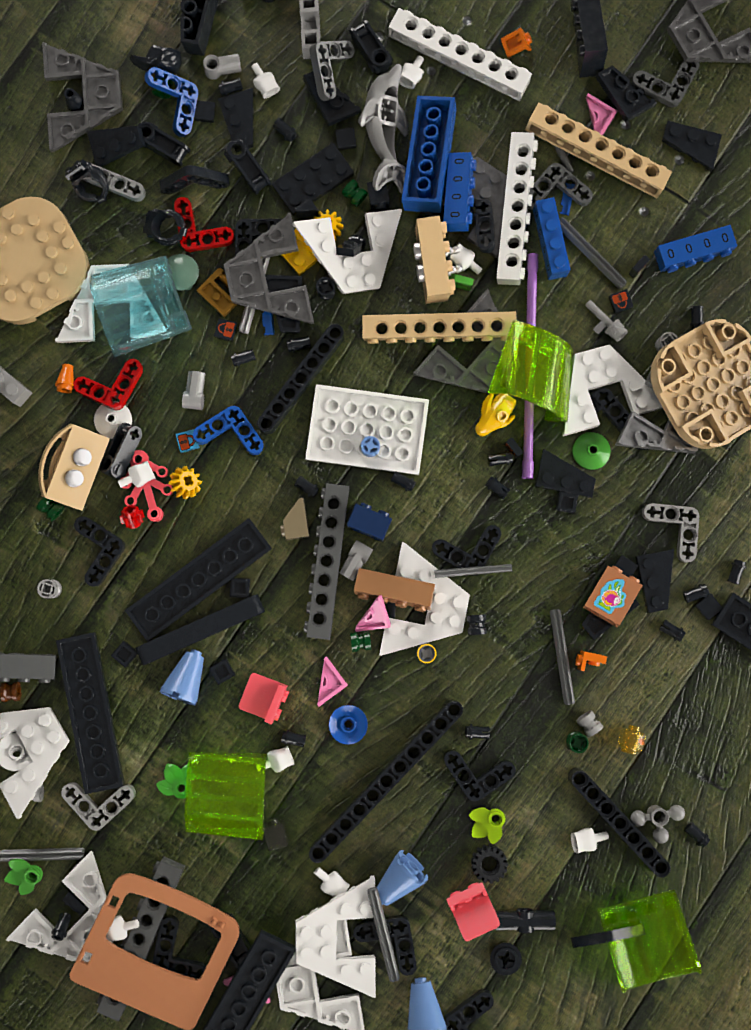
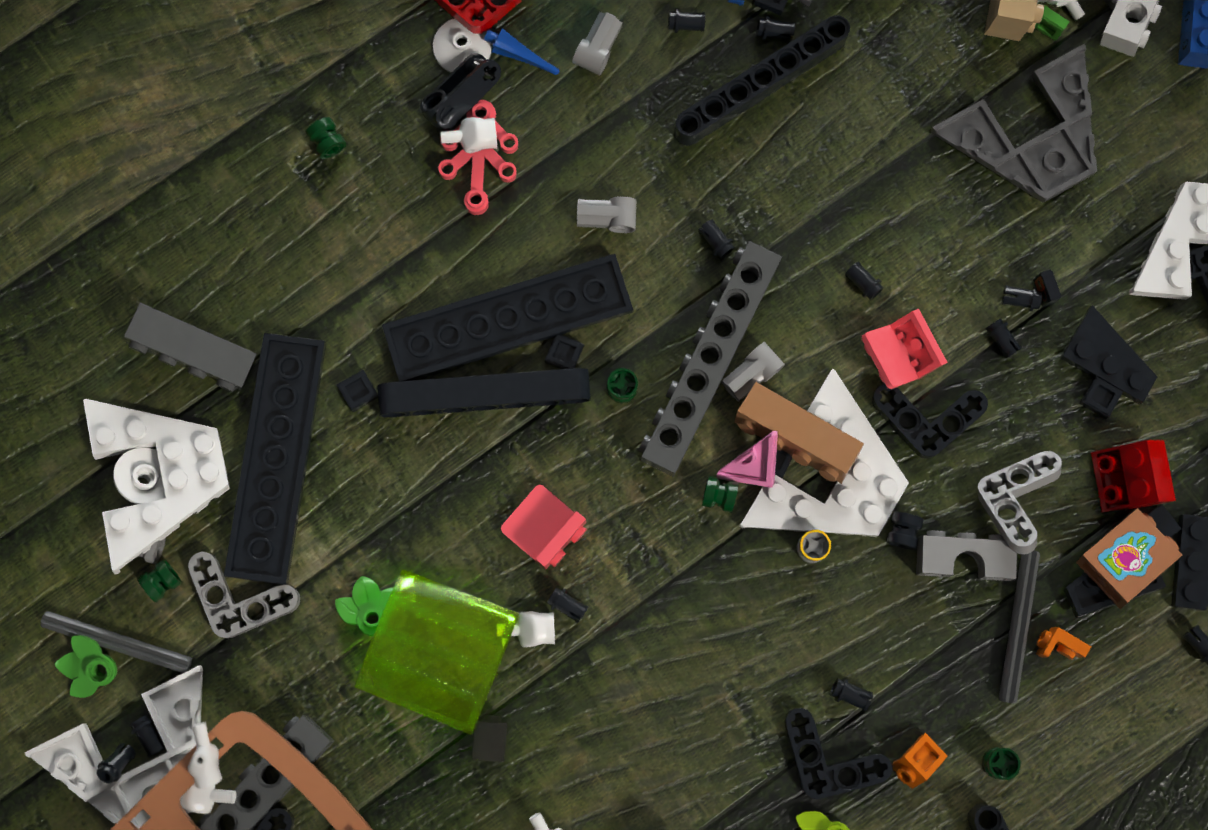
camera: 15 degrees right, 5 degrees down
(10, 692) = (168, 385): reddish brown wheel -> none
(47, 810) = (159, 580): none -> dark green wheel
(53, 587) = (284, 260): light grey wheel -> none
(72, 465) = (382, 86): tan piece -> none
(106, 546) = (387, 219): black beam -> none
(111, 915) = (205, 760): none -> white piece
(131, 516) = (441, 192): red gear -> none
(138, 410) = (508, 46): none -> blue piece
(185, 678) = (435, 457): medium blue cone -> none
(186, 441) = (561, 113): tile -> none
(188, 488) = (538, 169): yellow gear -> none
(222, 671) = (494, 467): black tile -> none
(227, 424) = (631, 107): blue beam -> none
(241, 493) = (616, 214): none -> light grey piece
(279, 594) = (618, 382): none -> dark green wheel
(296, 522) = (682, 285): dark tan slope -> none
(330, 683) = (652, 542): bright pink tile -> none
(345, 734) = (660, 595): blue dish -> none
(347, 416) = (835, 187): white plate -> none
(369, 522) = (794, 320): dark blue brick -> none
(370, 443) = (836, 204): medium blue wheel -> none
(371, 323) = (1099, 92): tan brick -> none
(382, 789) = (704, 716): black beam -> none
(439, 517) = (904, 350): none -> coral bracket
(473, 570) = (926, 447): dark grey bar -> none
(495, 413) = (1037, 227): yellow animal -> none
(527, 463) = (1061, 317): medium lavender piece -> none
(529, 584) = (1007, 497): none -> light grey beam
(529, 757) = (919, 761): none -> orange bracket
(533, 620) = (938, 553): none -> light grey arch
(536, 369) = (1127, 175): clear neon green windscreen -> none
(582, 453) = (1153, 344): bright green dish -> none
(588, 723) = (1030, 745): light grey wheel -> none
(600, 544) = (1133, 475): none -> red slope
(631, 740) = (1087, 789): clear yellow head -> none

